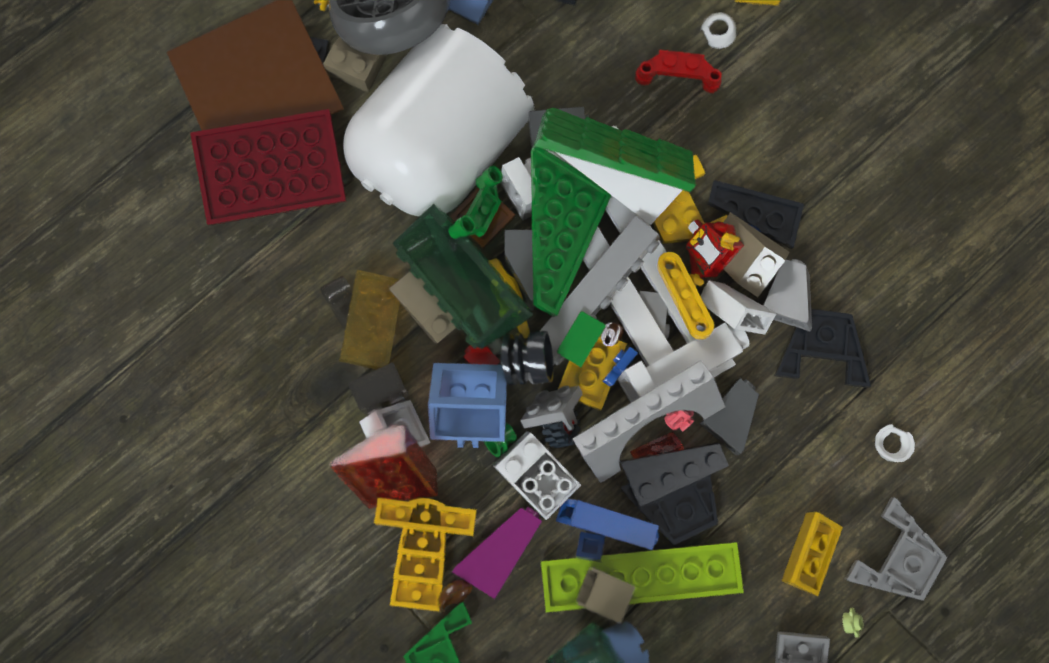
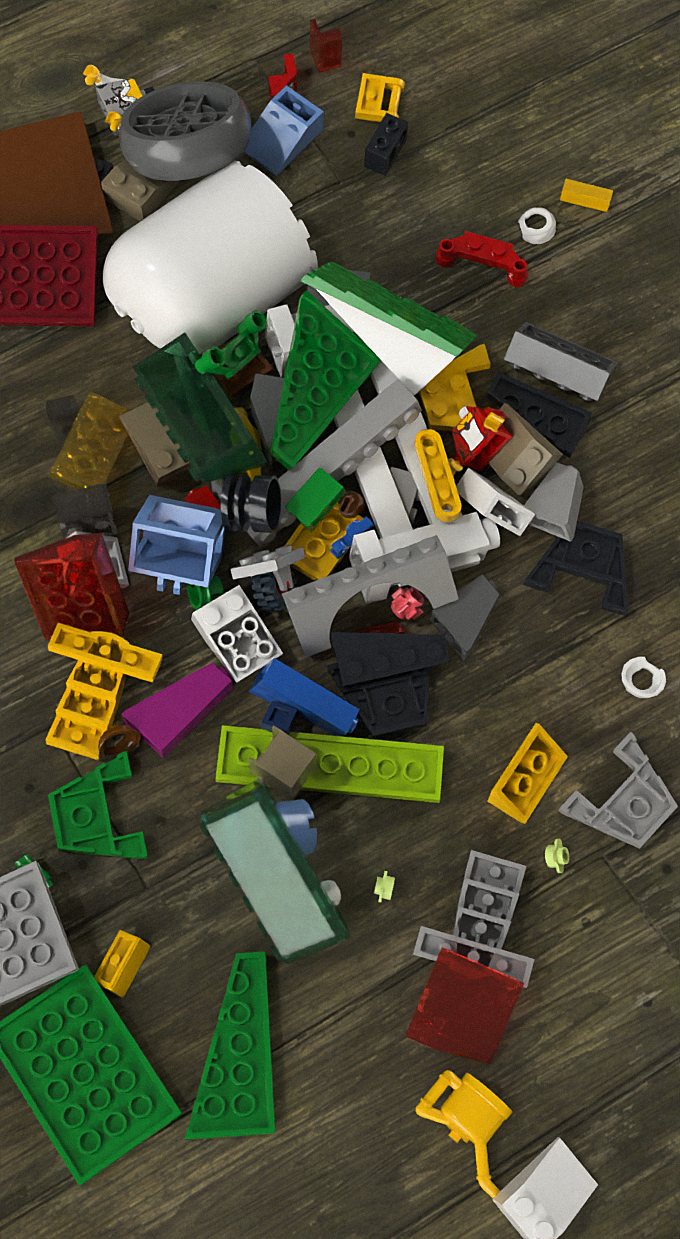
camera: 10 degrees right, 10 degrees down
(767, 159) = (560, 361): none -> slope

